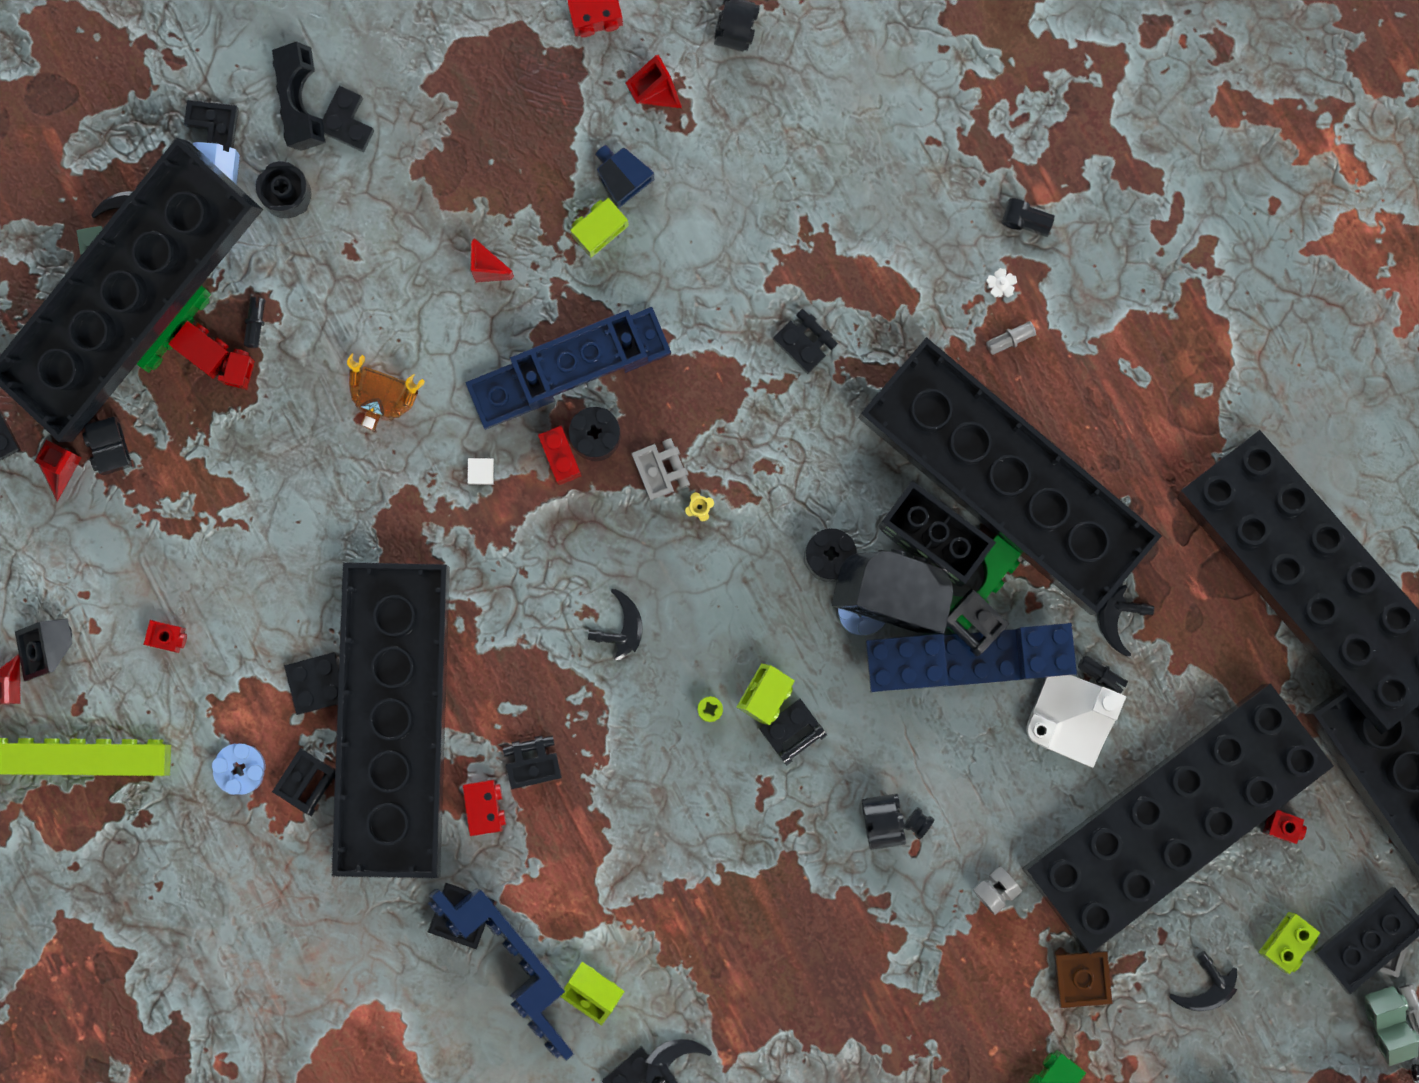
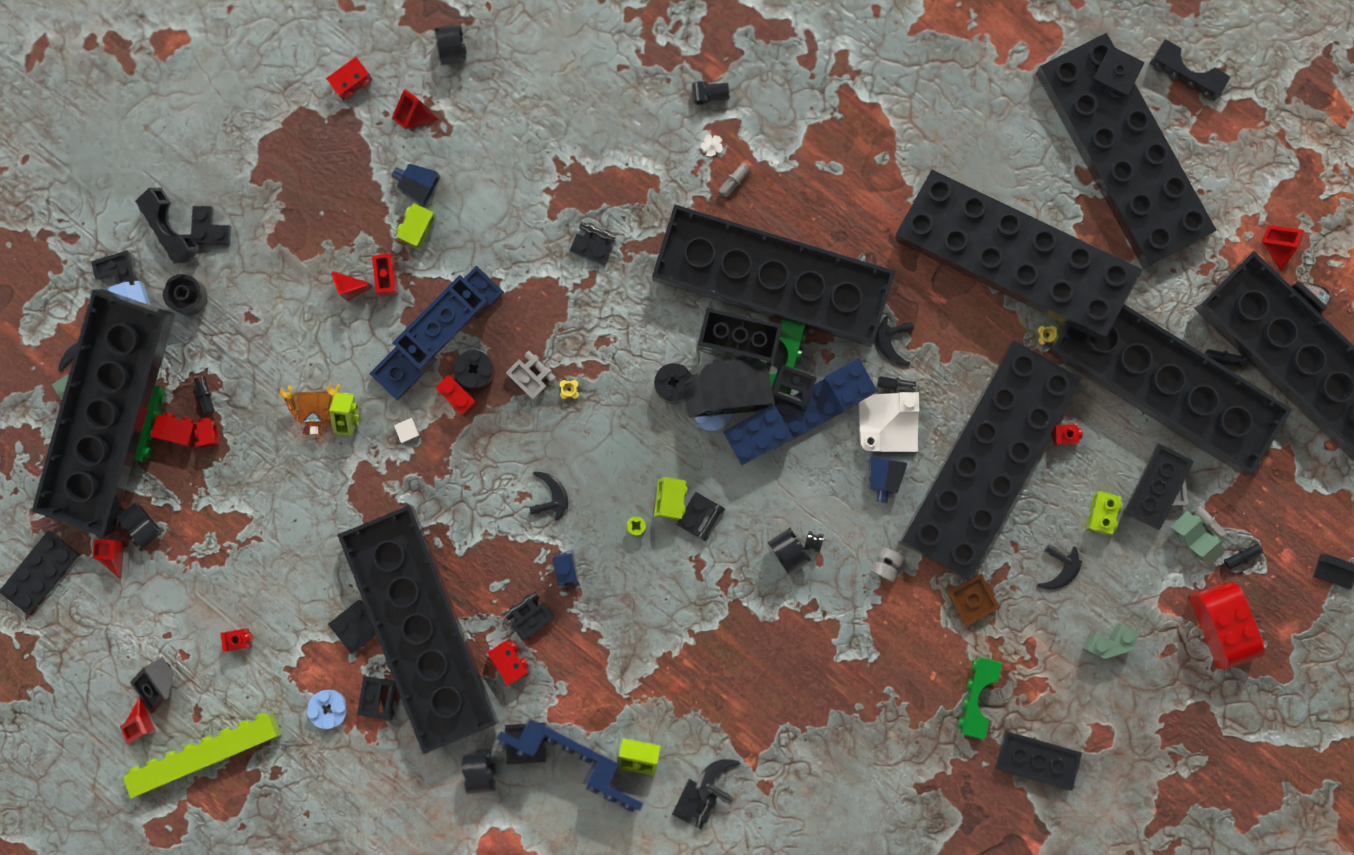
camera: 10 degrees left, 0 degrees up
(389, 927) = (478, 773): none -> black brick
(414, 419) = (344, 414): none -> lime brick
(536, 270) = (385, 275): none -> red brick
(601, 725) = (566, 569): none -> dark blue torso
(1040, 782) = (885, 477): none -> dark blue torso
(1320, 690) = (1043, 331): none -> light yellow plate

